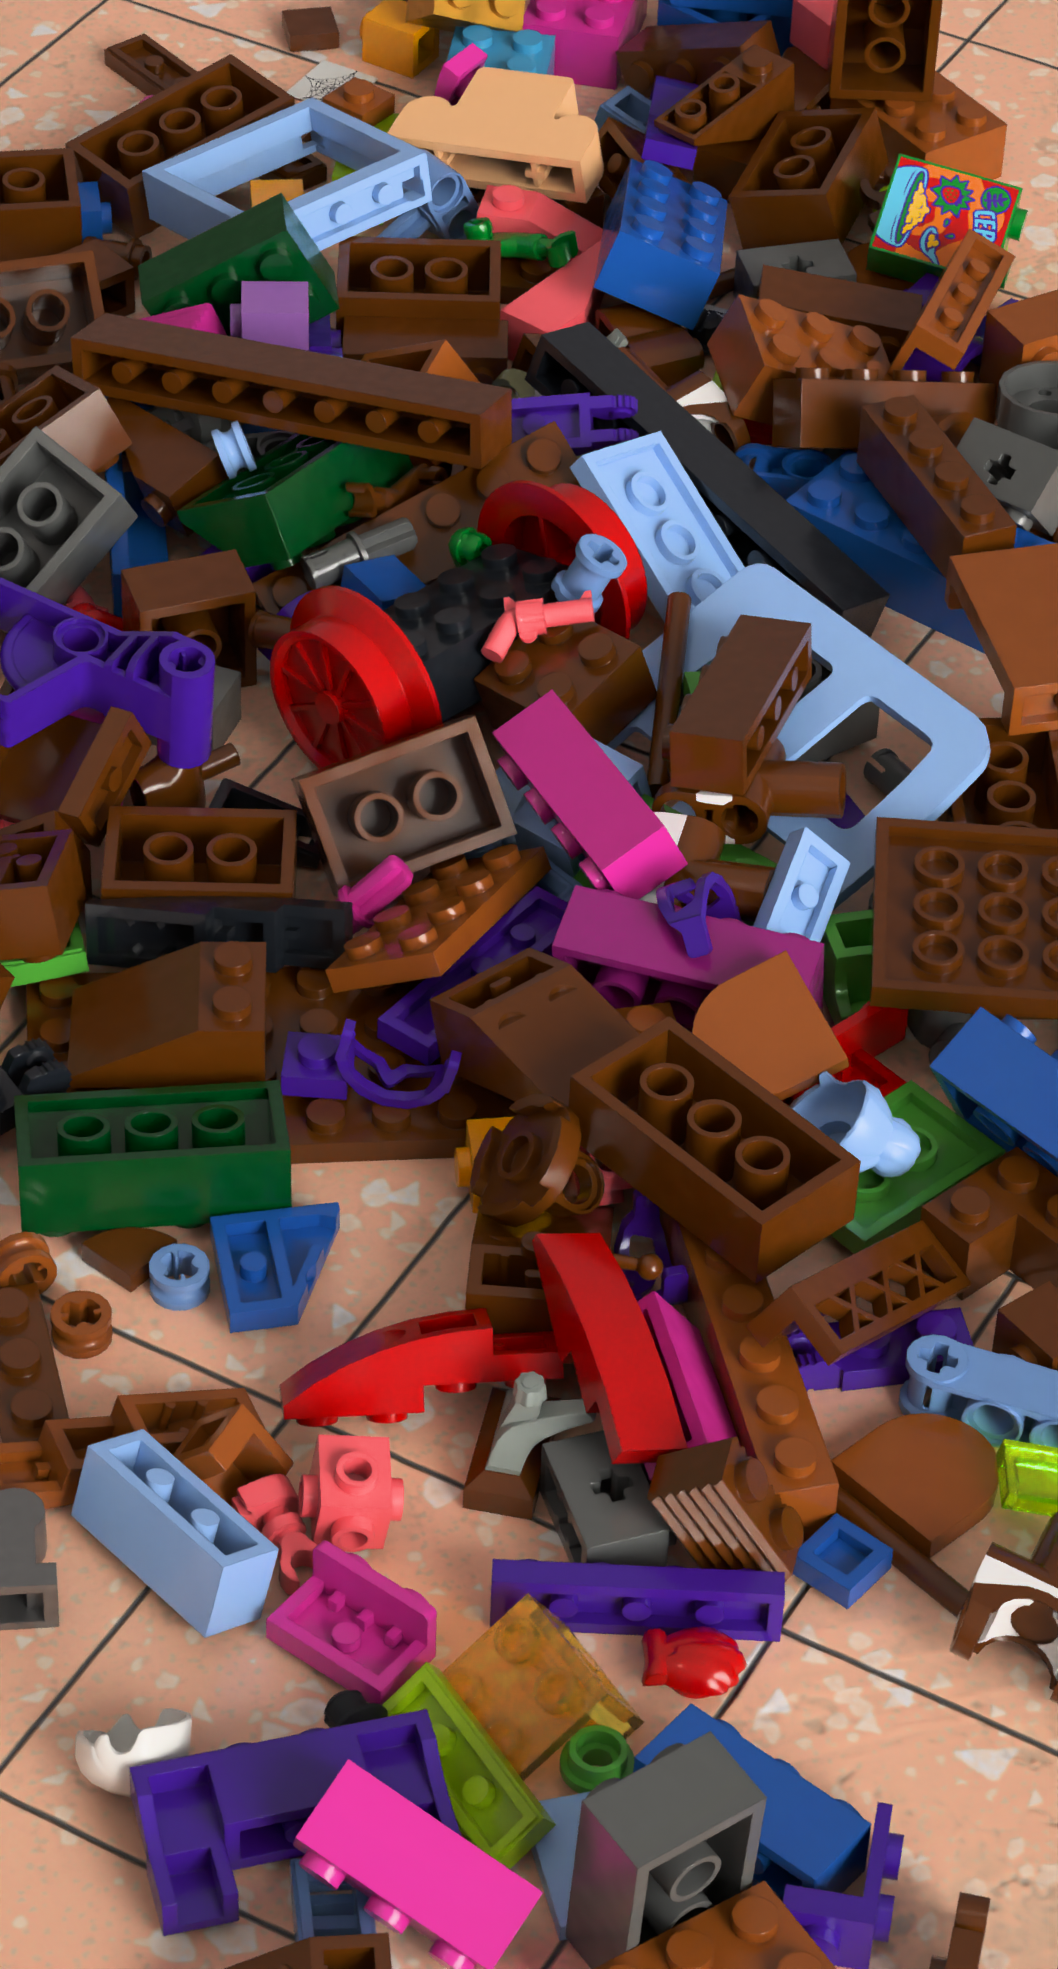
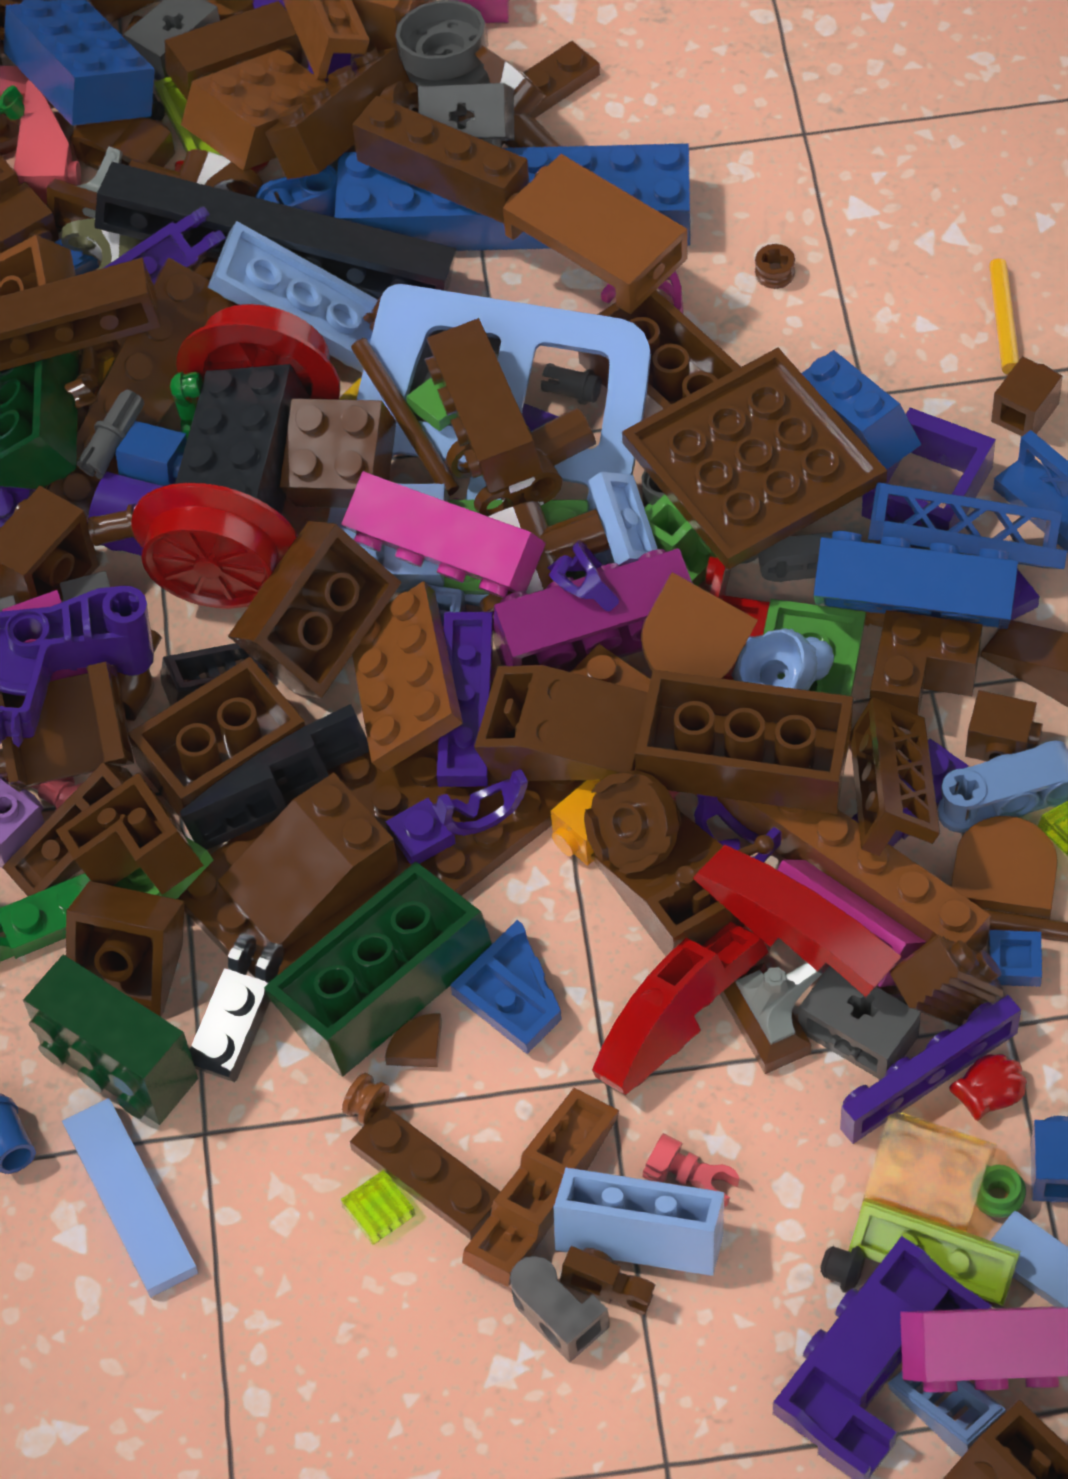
camera: 30 degrees left, 15 degrees up
(83, 1339) = (421, 1106): dark orange bush -> none
(83, 1558) = (596, 1274): none -> reddish brown plate
(107, 1756) = (749, 1383): white hair -> none
(183, 1293) = (447, 1034): medium blue bush -> none
(231, 1451) = (617, 1144): dark orange panel -> none
(351, 1492) = (714, 1119): coral brick -> none
(355, 1625) = (793, 1204): dark pink bracket -> none
(376, 890) = (345, 684): dark pink axle -> none
(532, 619) = (296, 423): coral piece -> none
(592, 569) = (308, 367): medium blue bush -> none

